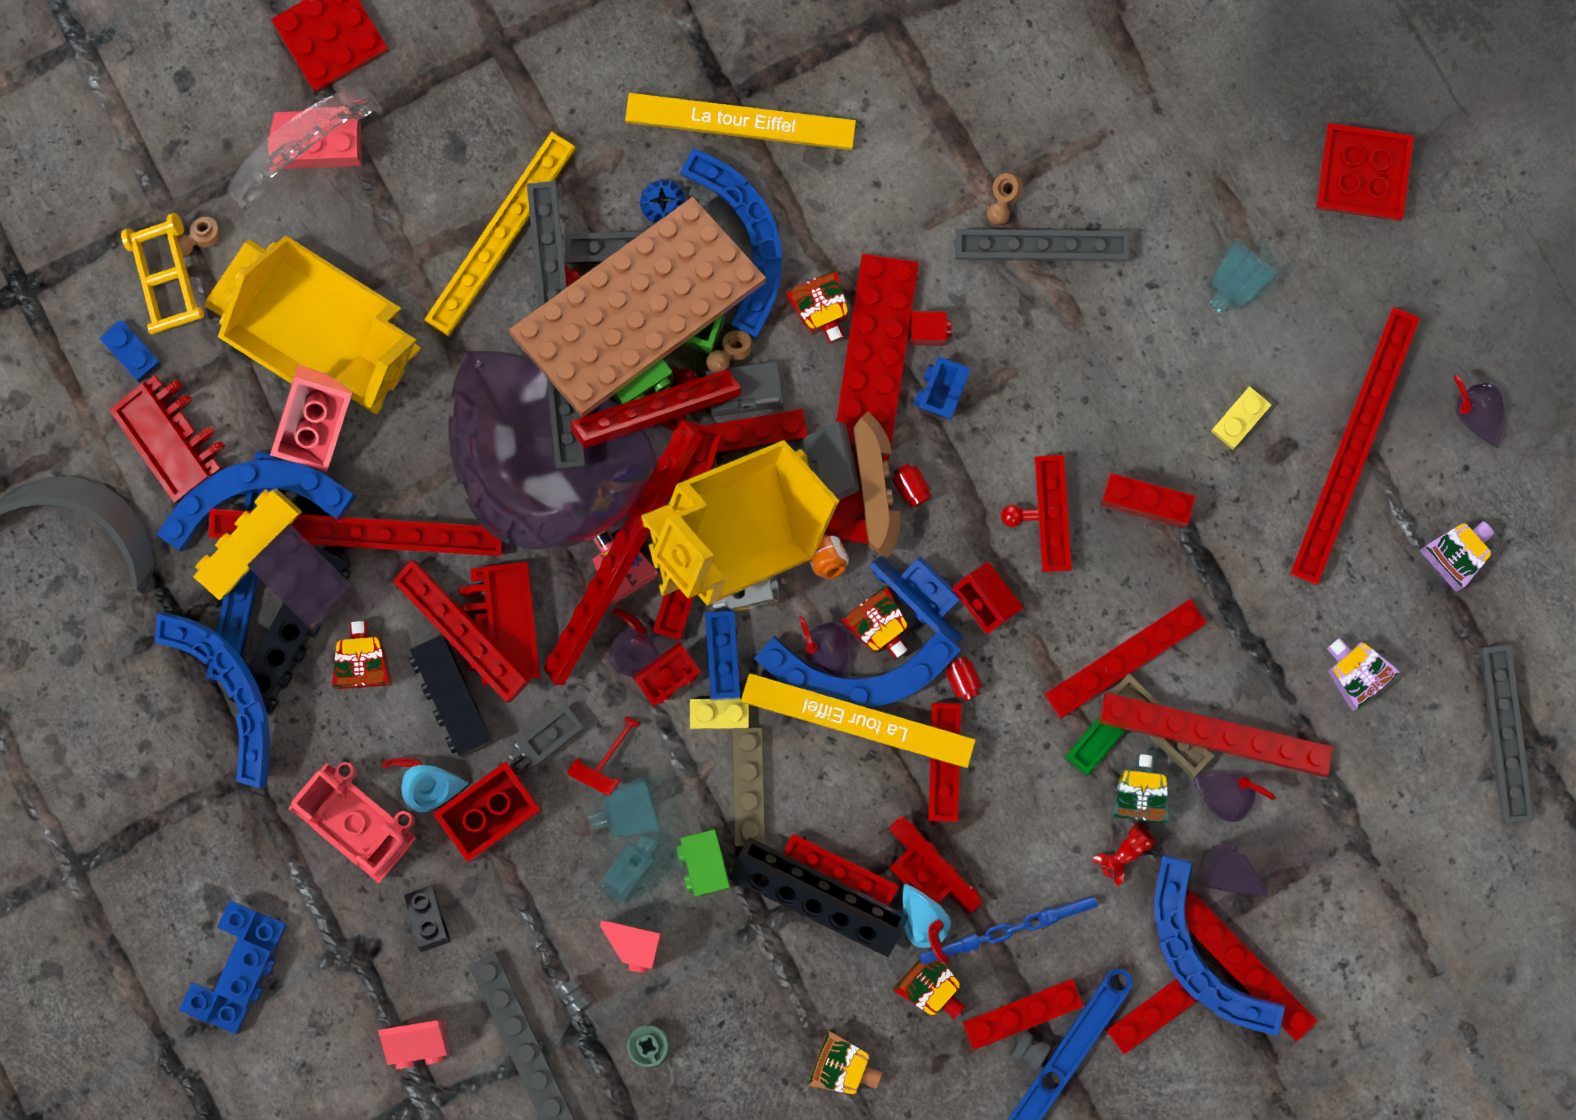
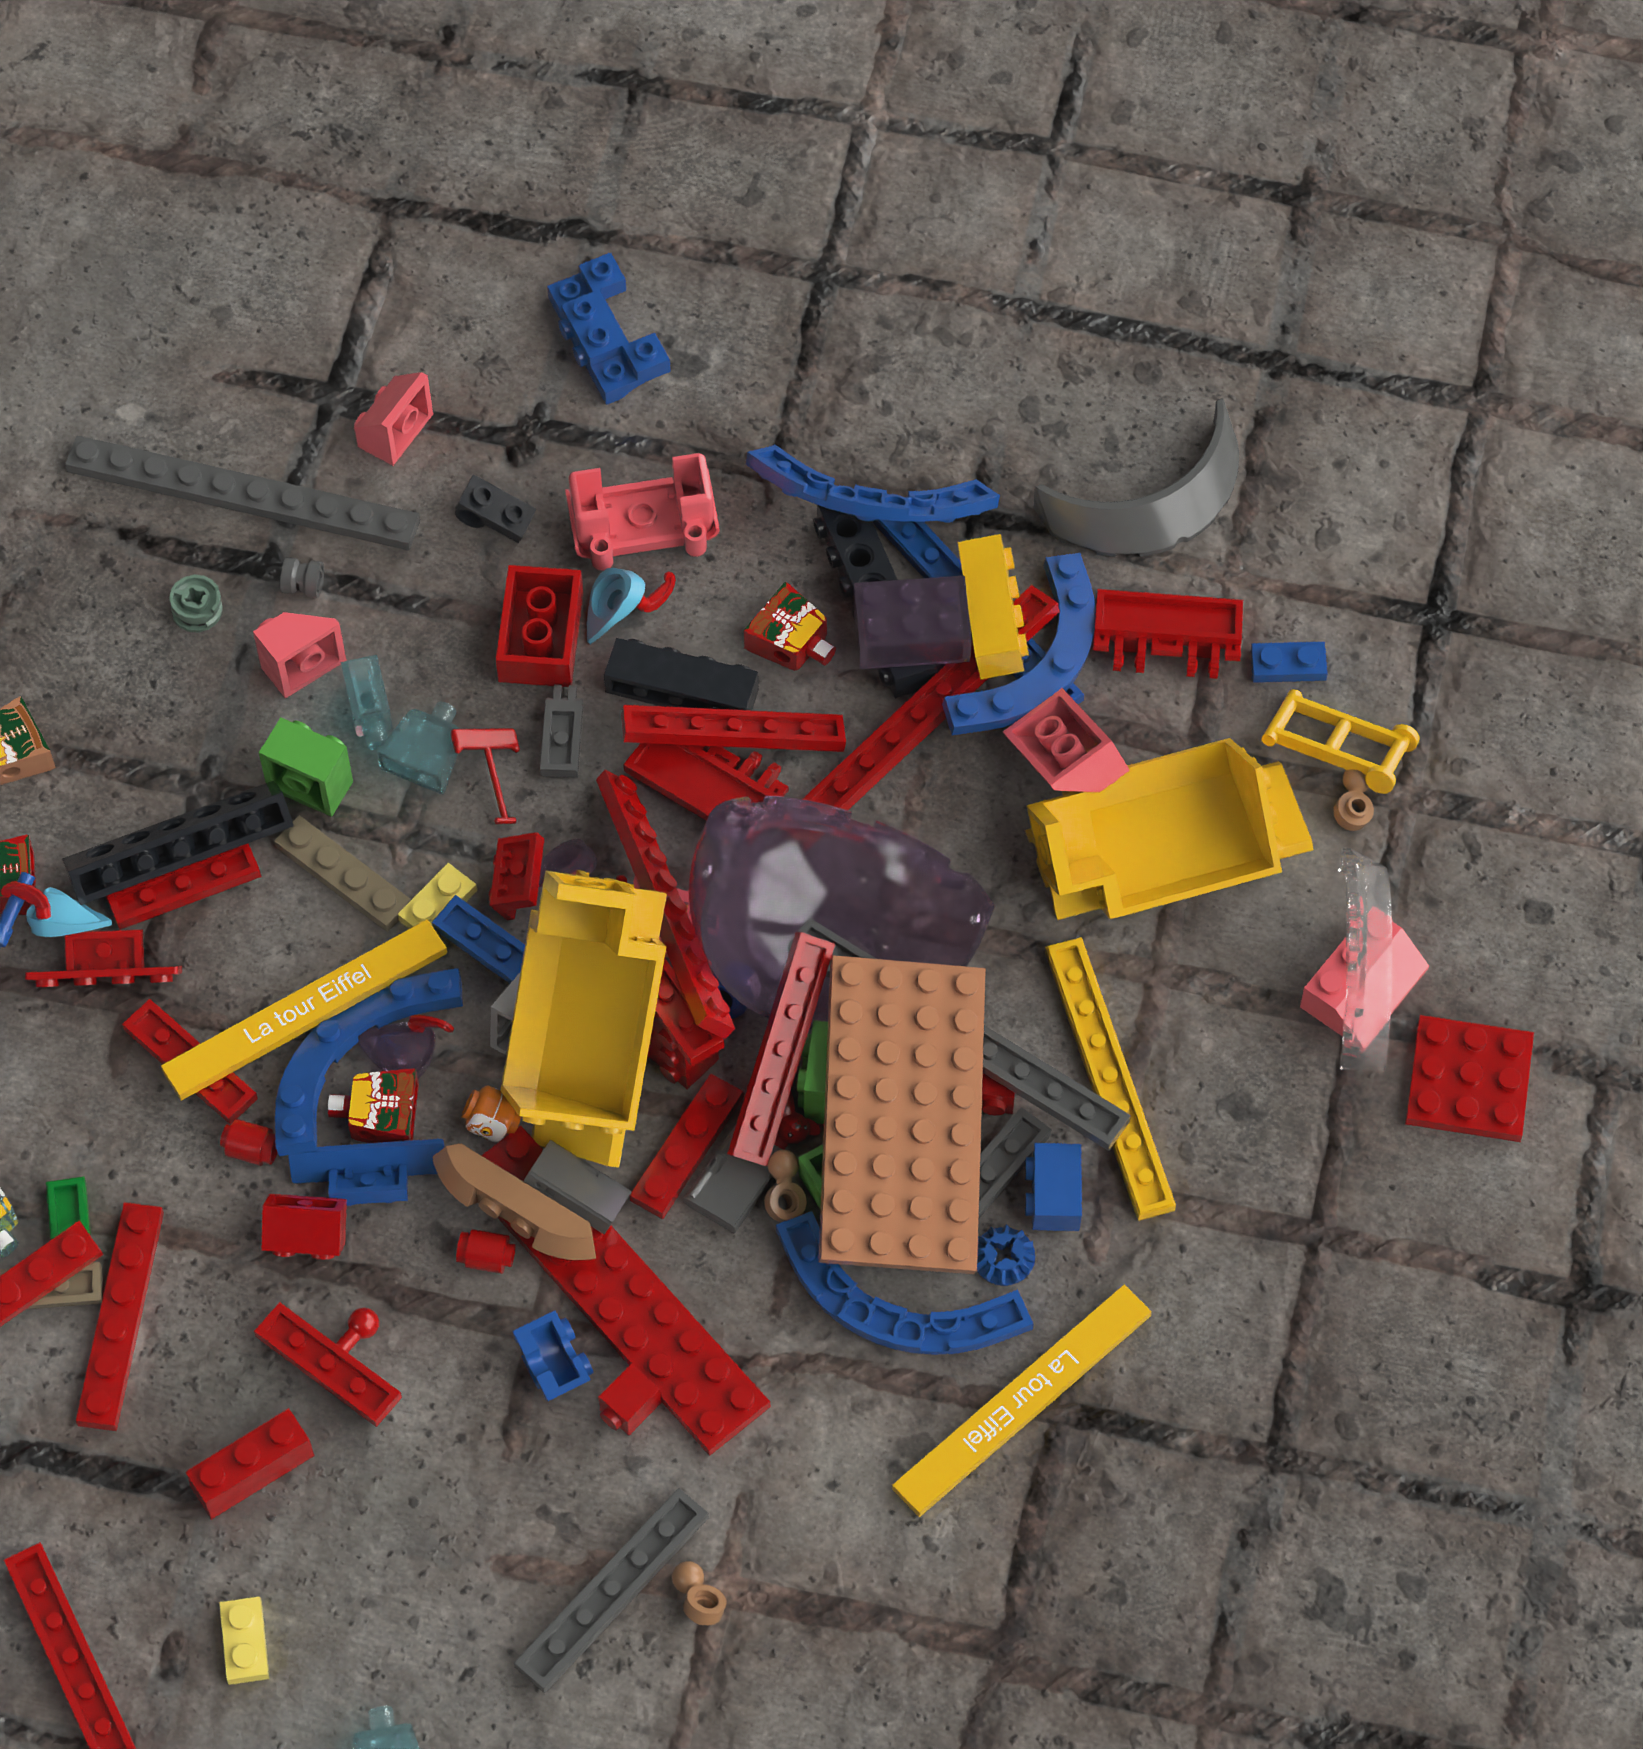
camera: 130 degrees right, 20 degrees down
(600, 201) = (1055, 1187): none -> blue brick
(820, 305) = (751, 1314): torso -> none

